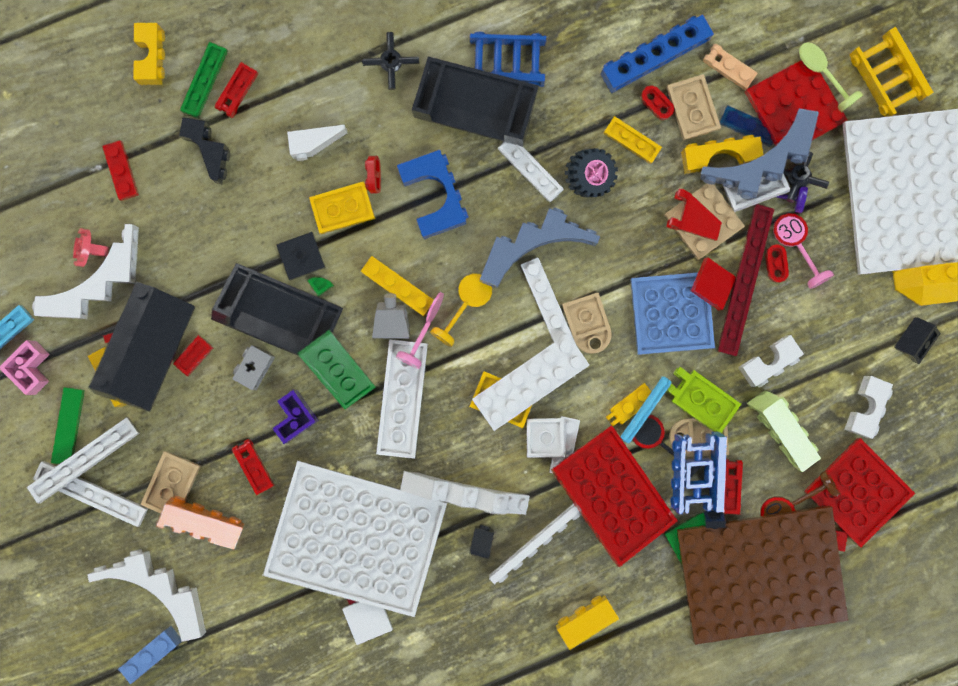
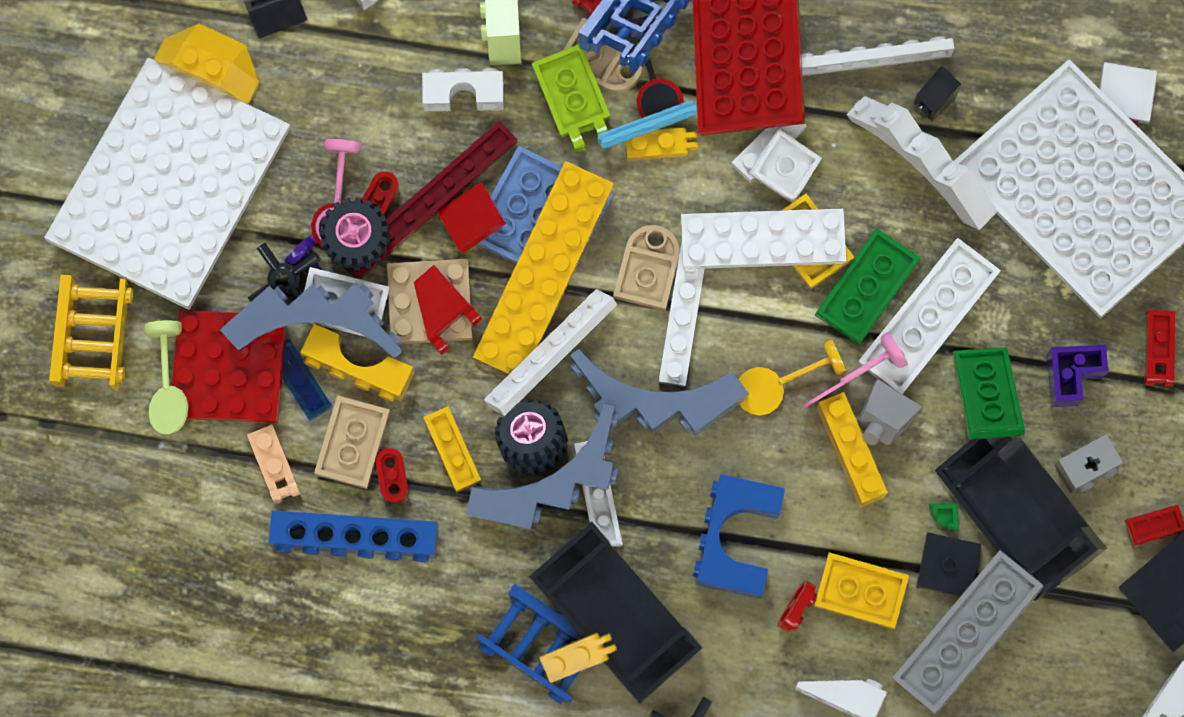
camera: 150 degrees left, 10 degrees down
(264, 220) = (968, 632): none -> light grey plate
(450, 395) = (867, 286): none -> green tile
(481, 59) = (576, 656): none -> yellow hinge
(570, 132) = (519, 504): none -> sand blue arch
(613, 231) = (550, 352): none -> white plate
(649, 279) = (544, 268): none -> yellow plate
(777, 226) = (354, 234): none -> black wheel

